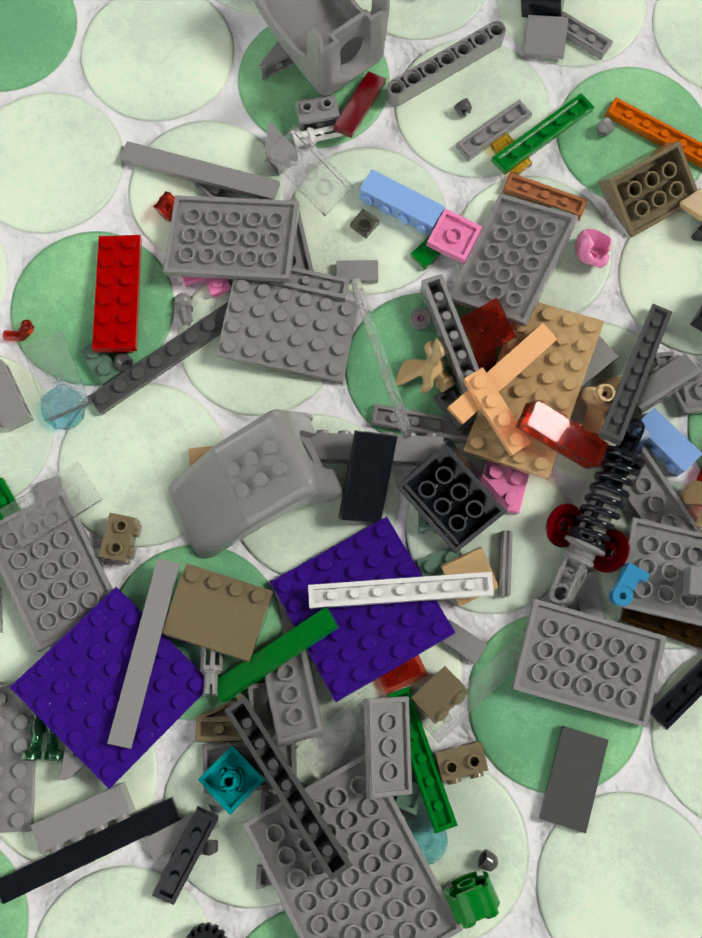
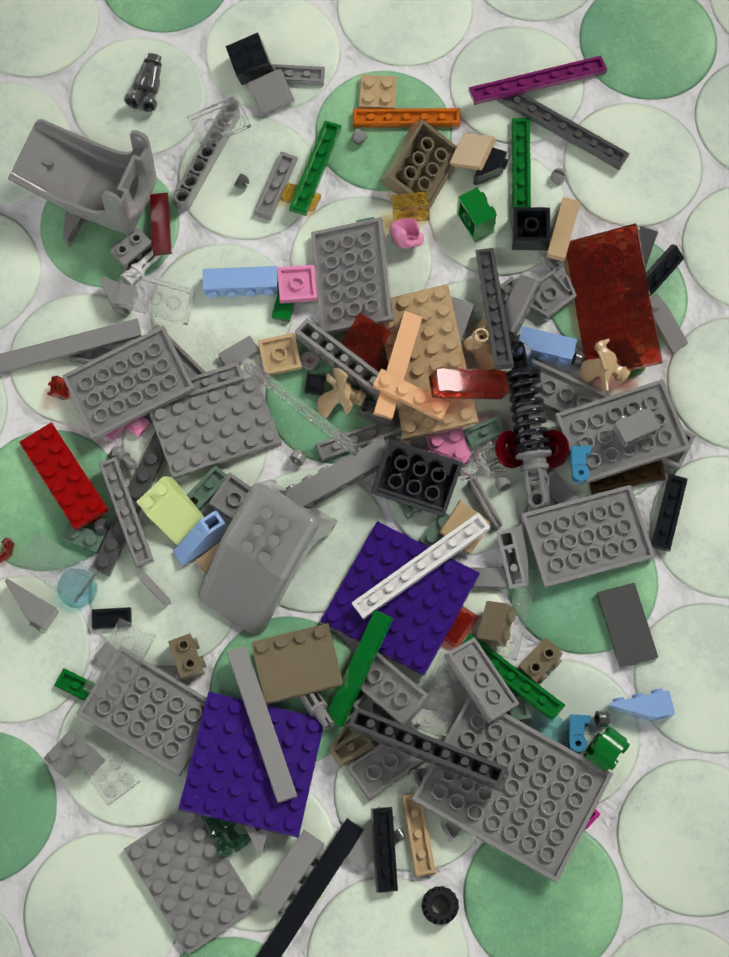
camera: 30 degrees left, 5 degrees down
(72, 453) = (109, 617): none -> black tile
(132, 453) = (154, 589): none -> light grey tile
(151, 363) = (126, 512): none -> light grey tile
(195, 385) = (170, 509): none -> yellowish green slope
(206, 429) = (201, 538): none -> light blue slope
(214, 779) = (396, 767): teal plate -> none
(228, 862) = (418, 837): none -> tan tile
(240, 386) = (207, 487): none -> sand green plate
(259, 403) = (229, 496): none -> light grey tile
(349, 407) = (298, 457): none -> light grey hinge
(364, 223) = (221, 313): clear smoke plate -> none
(367, 476) = (346, 499): black tile -> none
(394, 295) = (280, 354): none -> tan plate
(411, 345) = (315, 384): none -> black plate
(452, 859) = (576, 732): none -> dark azure leg
(476, 35) = (218, 121): none -> clear tile
(502, 636) = (514, 555): none -> light grey slope
(527, 523) = (482, 463): none -> clear hat
(535, 554) = (502, 483): none -> light grey hinge
(544, 195) = (344, 214): nougat tile -> none
(548, 491) = (483, 431): none -> sand green plate
(550, 883) = (650, 707): none -> light blue slope
(615, 223) = (410, 206): none -> clear yellow bracket
(650, 94) = (377, 92): none -> tan plate
(676, 267) = (476, 214): none -> green brick
(690, 474) = (578, 358): none -> dark grey hinge

